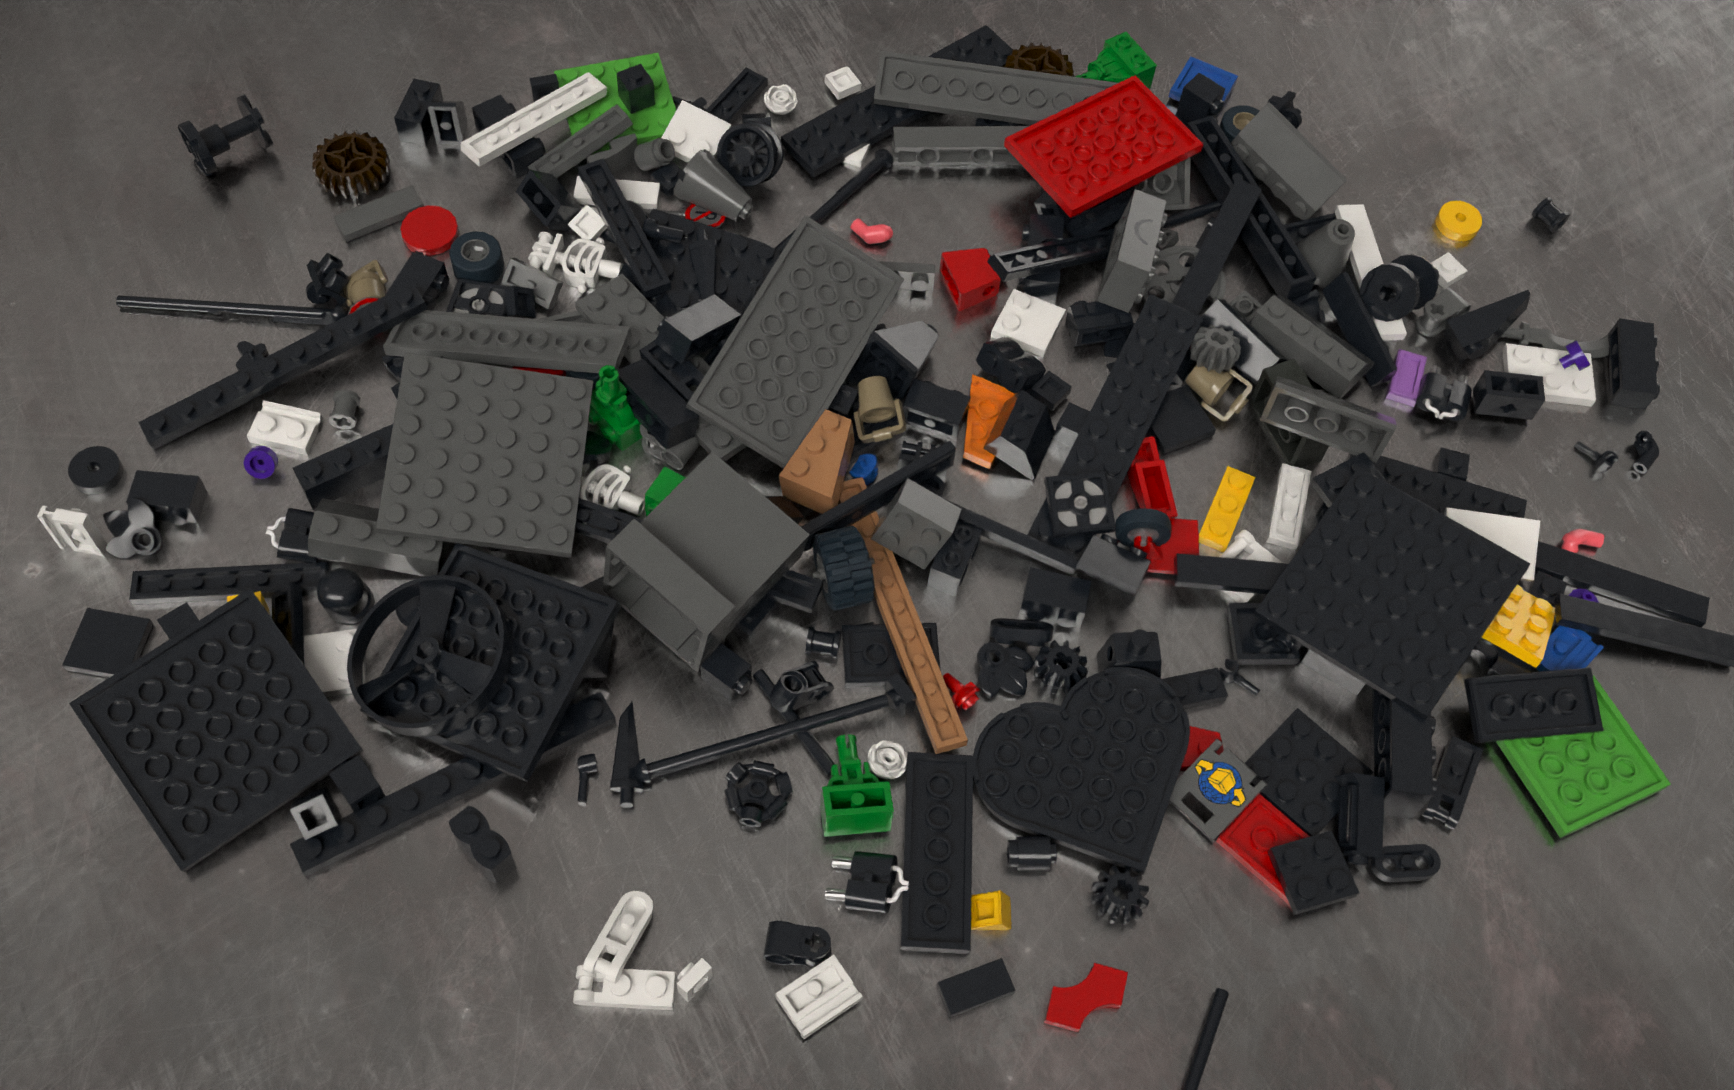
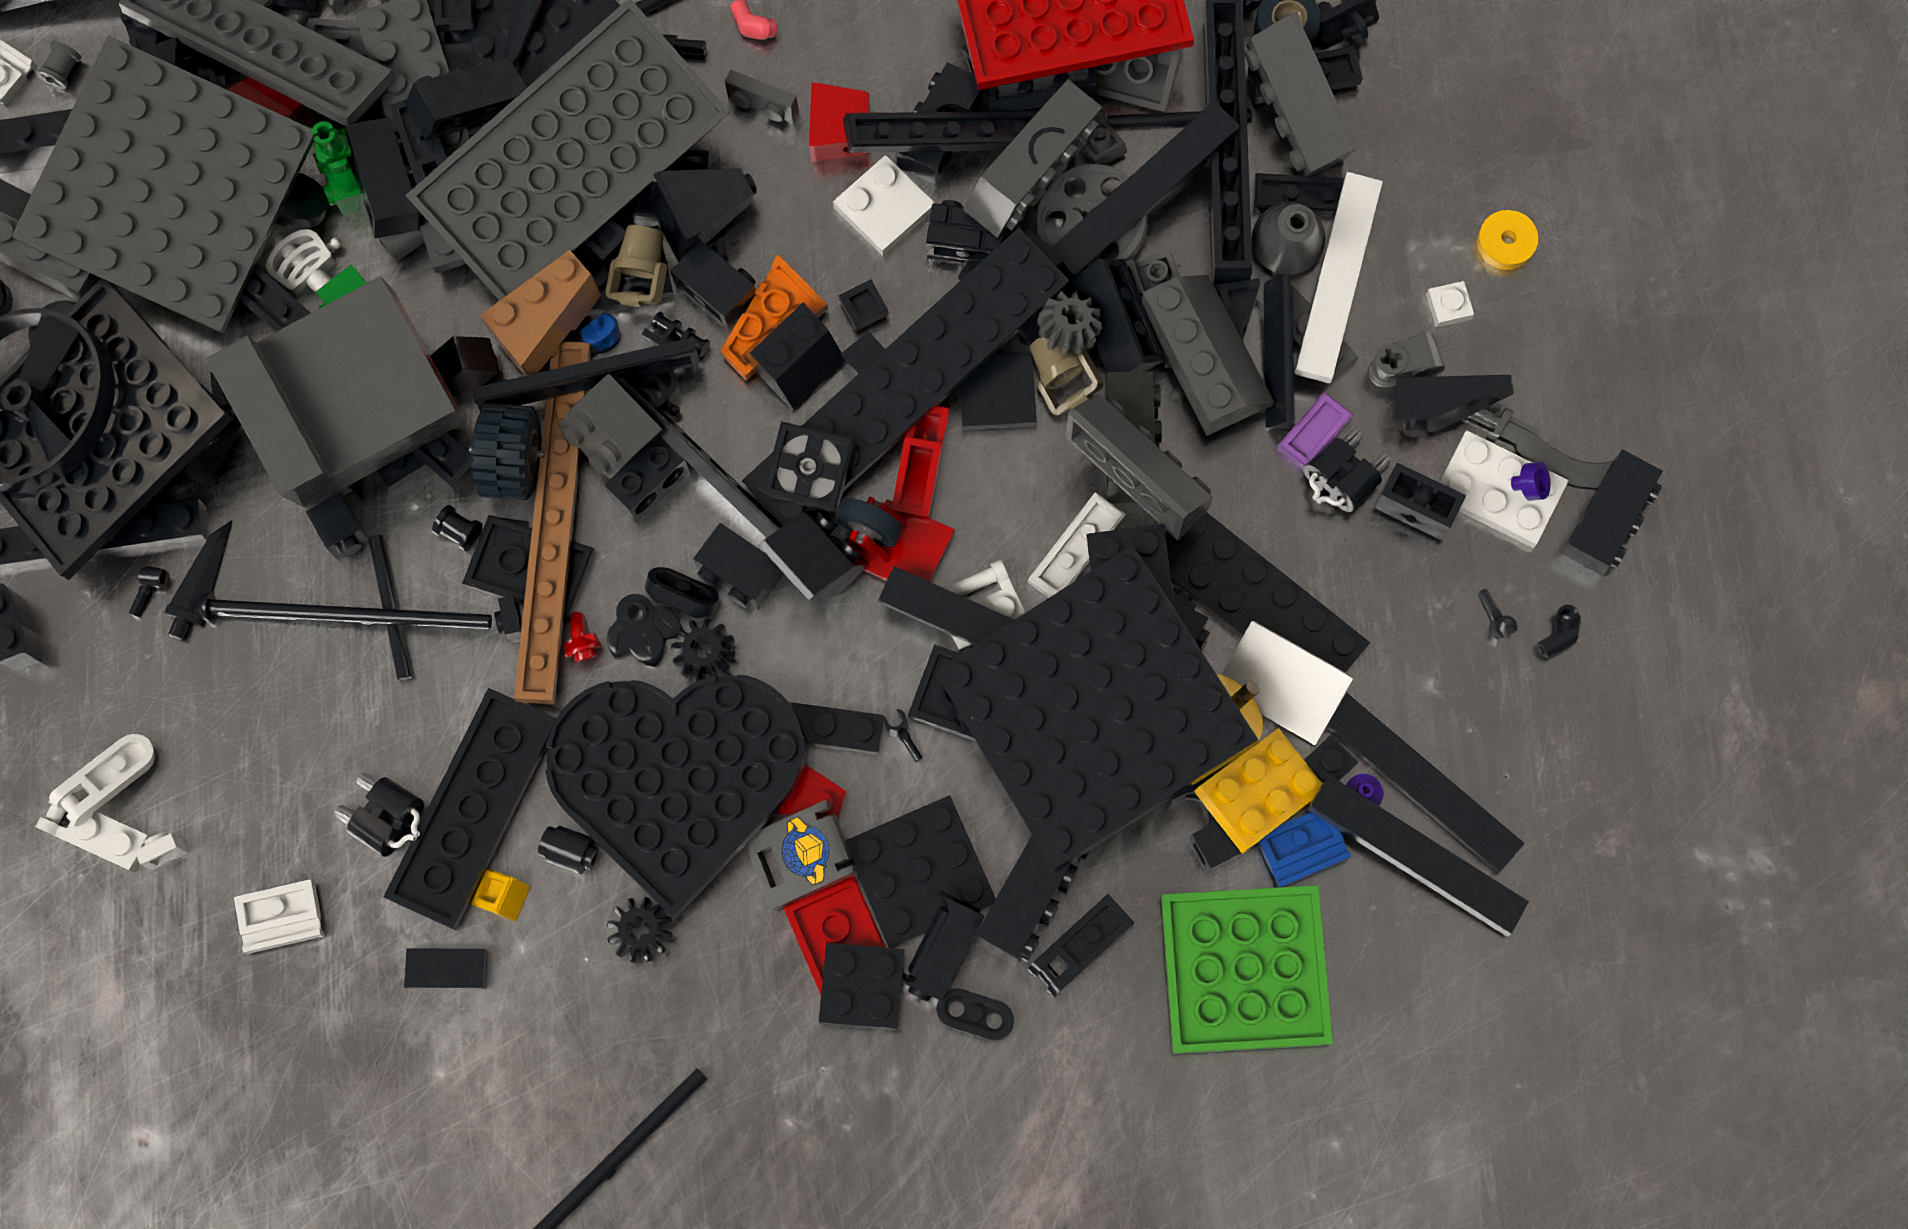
camera: 30 degrees right, 15 degrees up
(756, 792) = (314, 671): black piece -> none
(792, 944) = (277, 853): black piece -> none
(800, 688) = (415, 572): black piece -> none
(854, 800) = (407, 716): green brick -> none
(887, 751) = (463, 677): white plate -> none
(1010, 364) = (826, 257): black brick -> none
(1072, 1004) = (536, 1026): red tile -> none
(1132, 650) = (789, 671): black torso -> none
(1226, 509) = (998, 525): yellow plate -> none
(1399, 287) = (1332, 319): black piece -> none
(1452, 463) = (1305, 565): black plate -> none
(1533, 705) = (1216, 895): black tile -> none
(1550, 214) = (1631, 271): black bush -> none
(1581, 536) = (1409, 710): coral arm -> none

